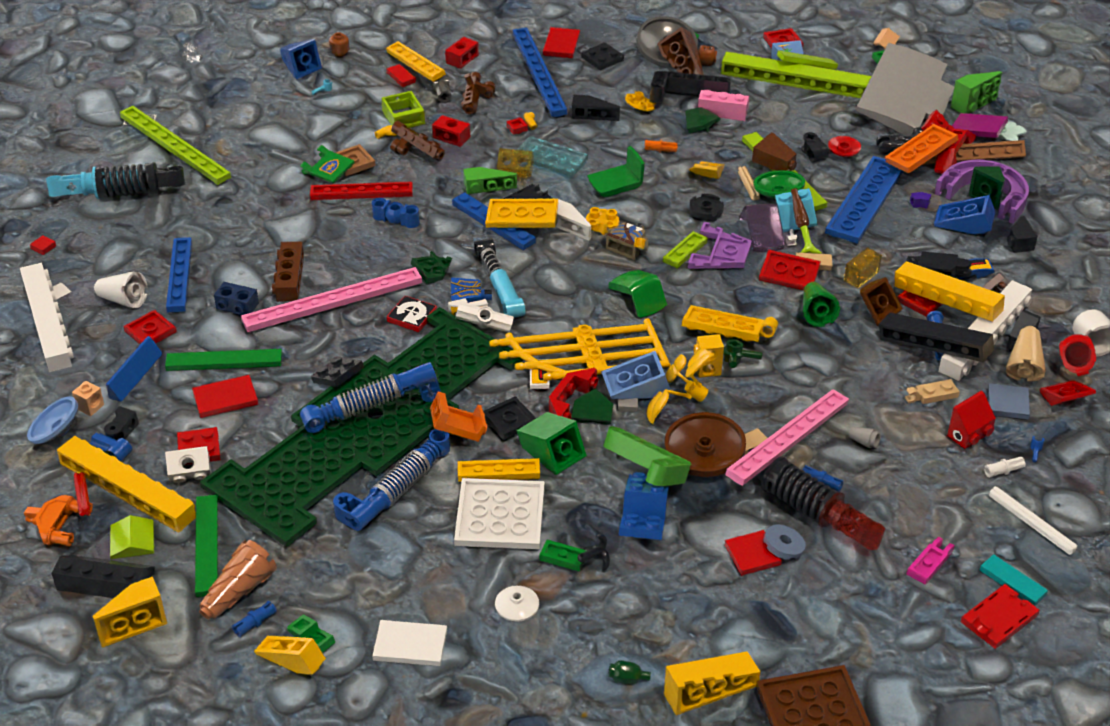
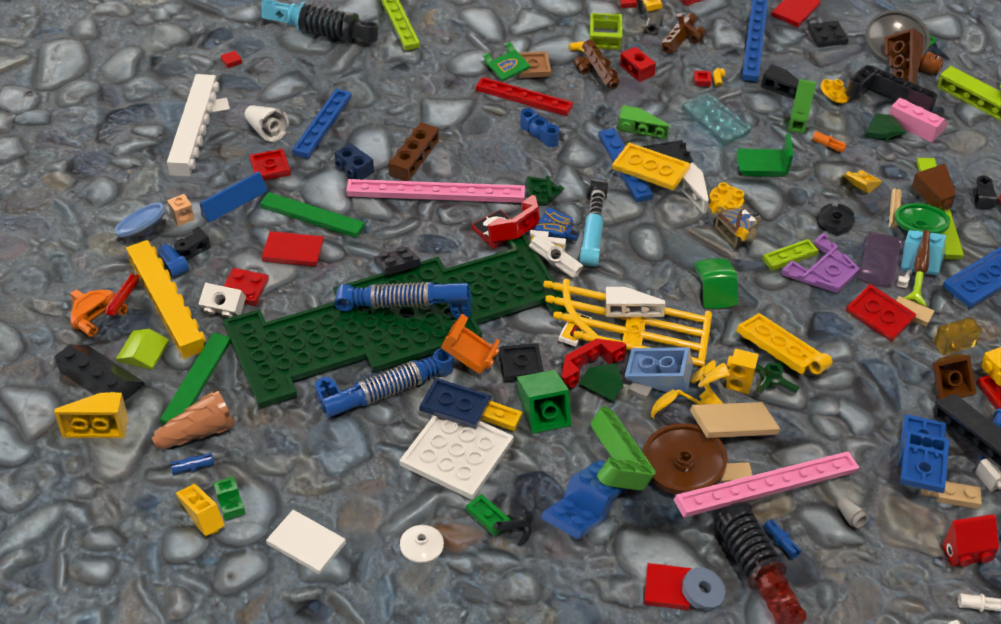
camera: 25 degrees right, 5 degrees up
(427, 308) = (506, 229): none -> red slope
(474, 472) = (455, 403): none -> dark blue tile
(516, 158) = (678, 111): clear yellow brick -> none
(580, 332) = (632, 303): none -> white slope
(624, 121) = (802, 106): none -> bright green slope
(726, 397) = (734, 419): none -> tan tile
(819, 305) = (886, 359): green cone -> none
(894, 367) = (923, 453): none -> blue bracket

